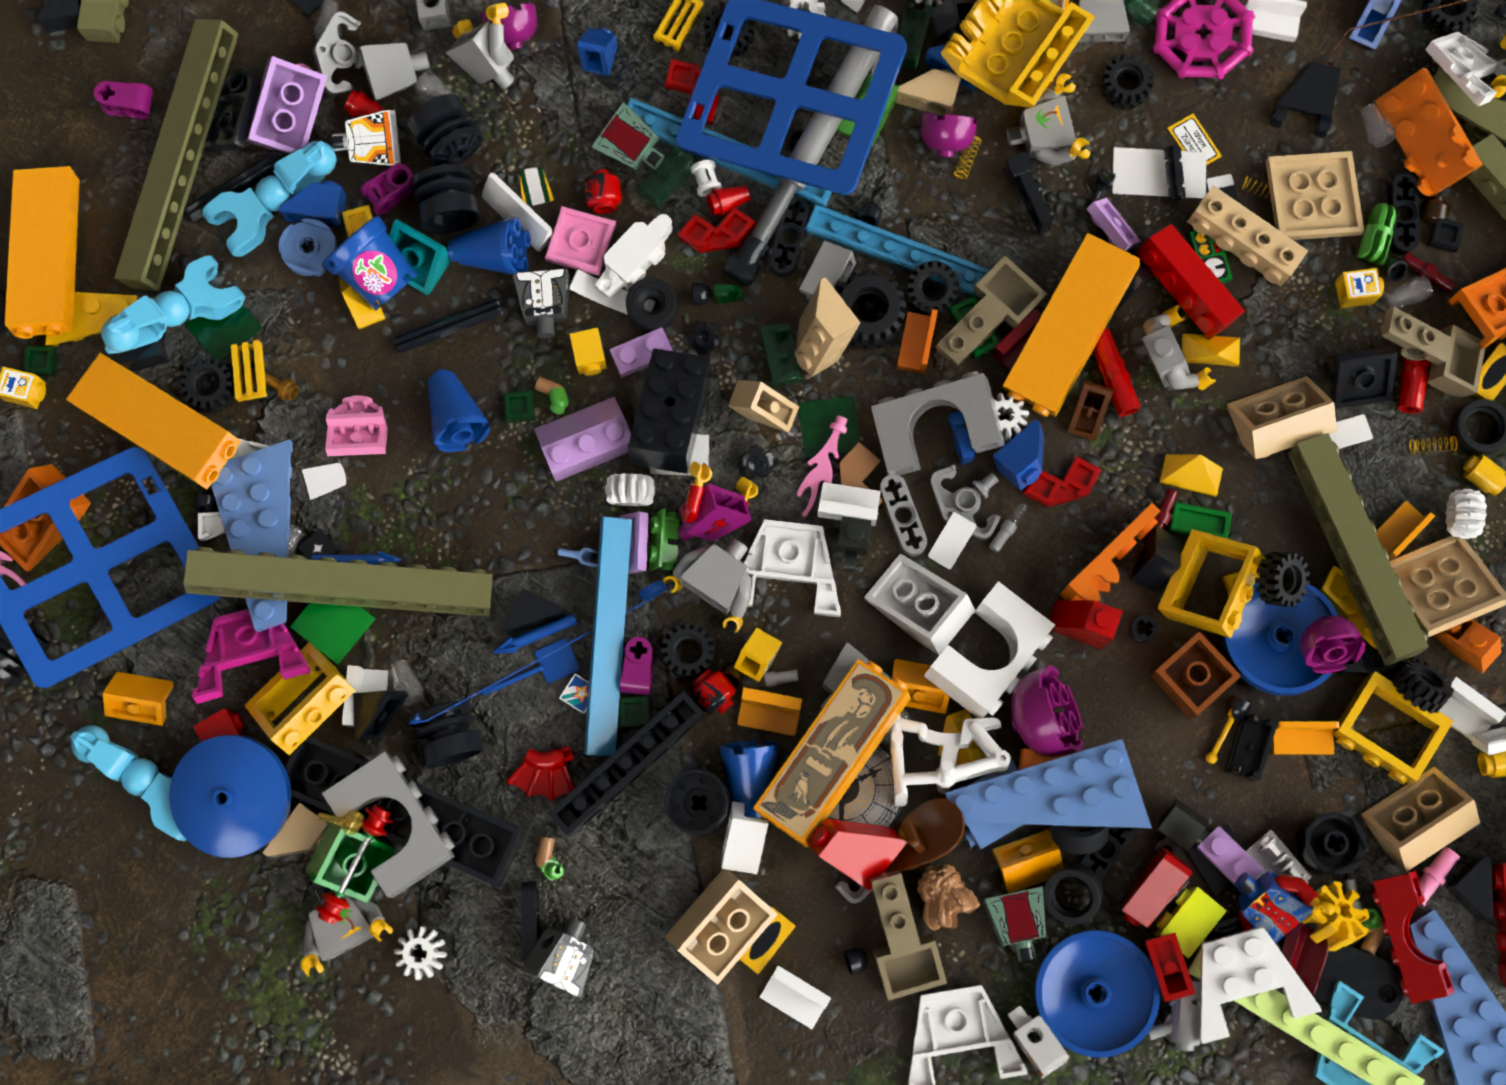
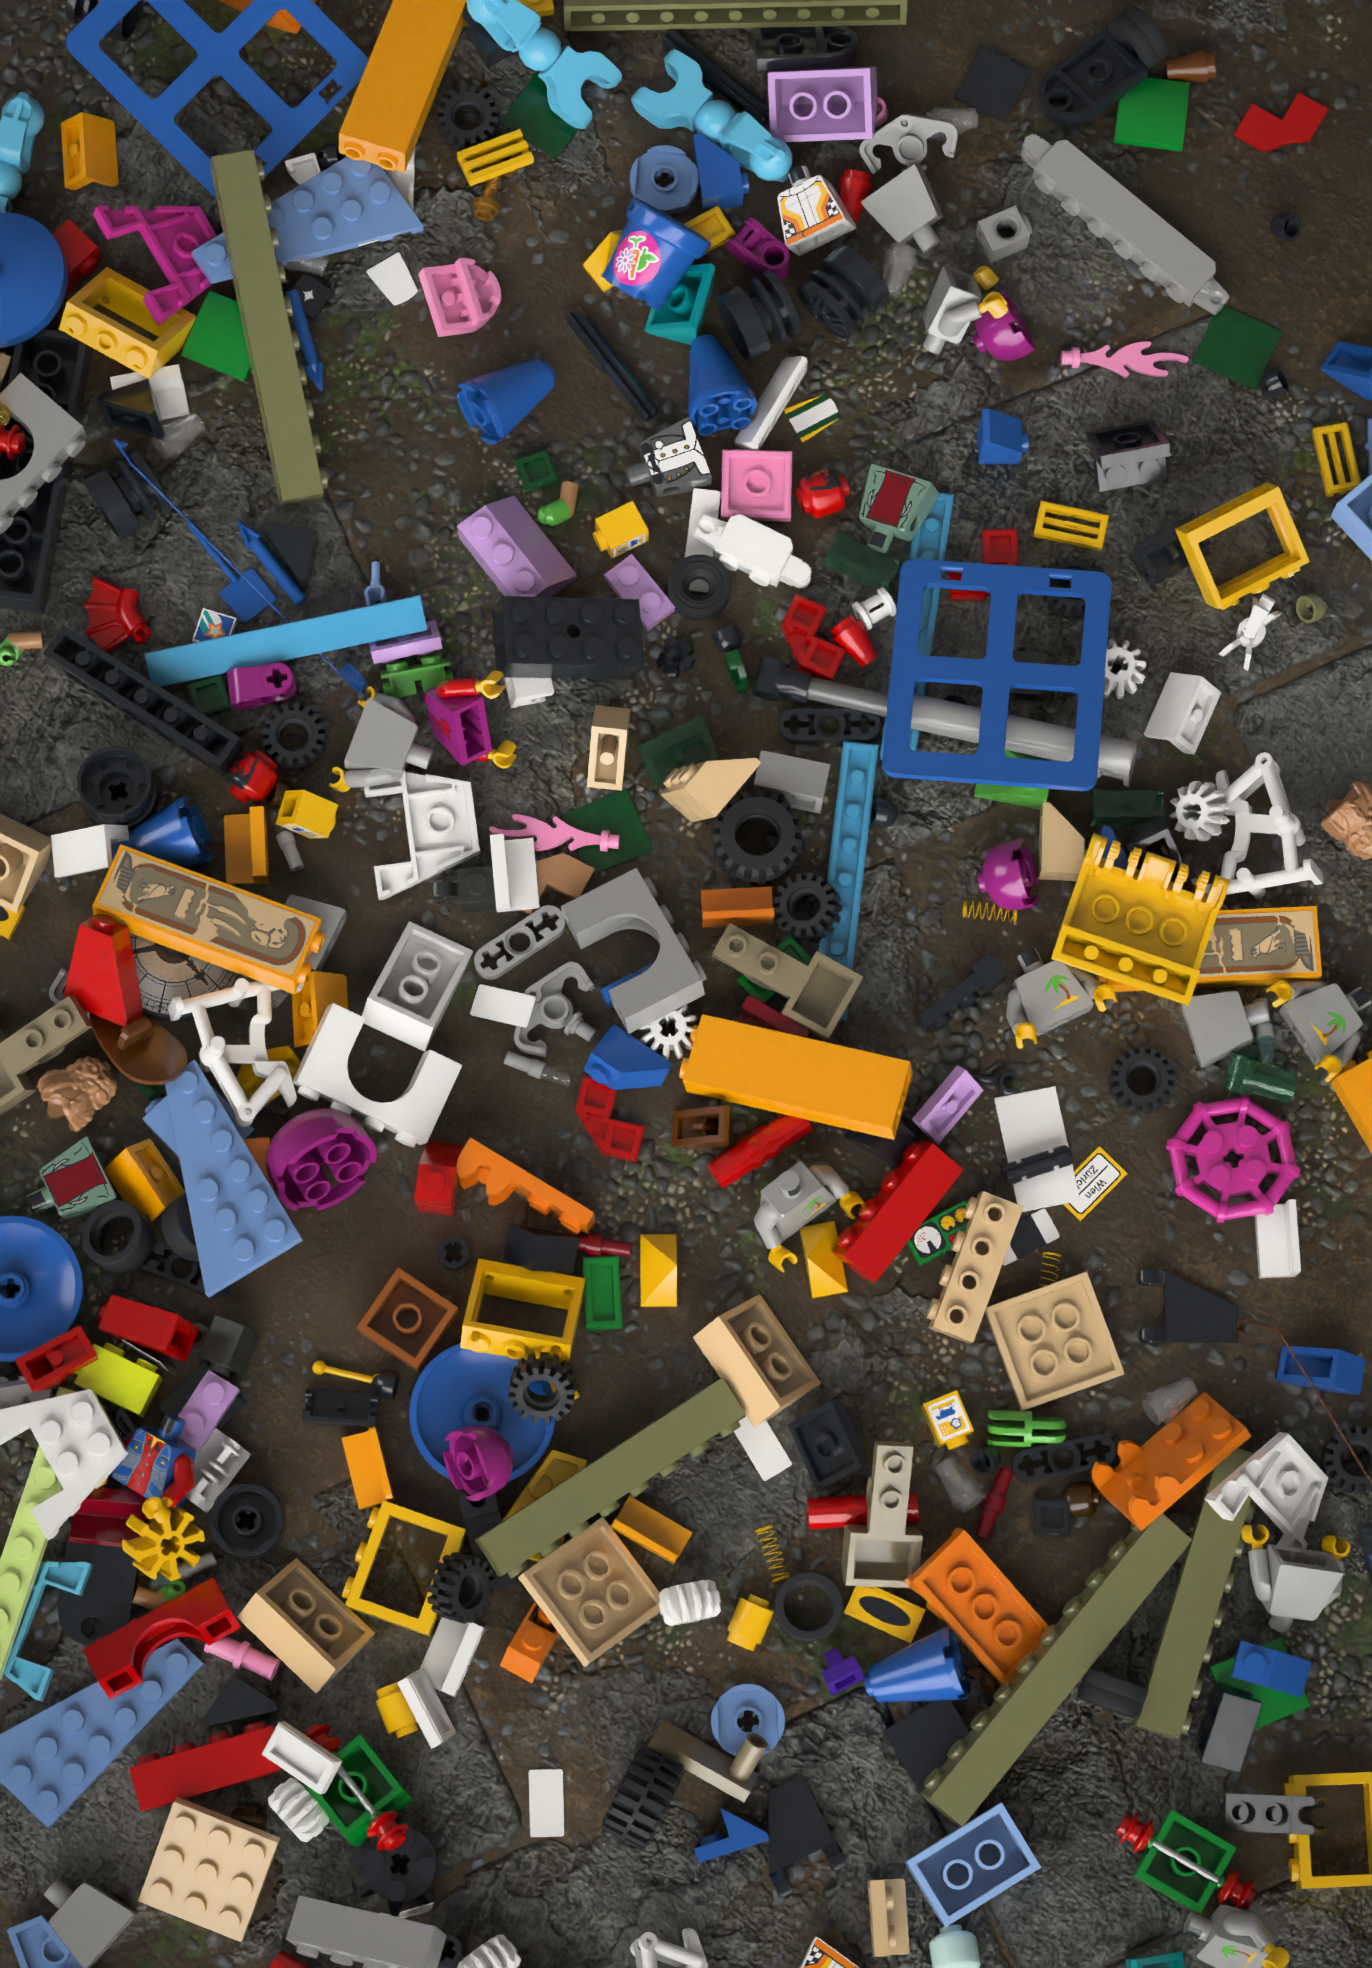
camera: 70 degrees right, 0 degrees up
(630, 490) = (463, 619): white gear -> none
(756, 462) = (538, 757): black plant -> none

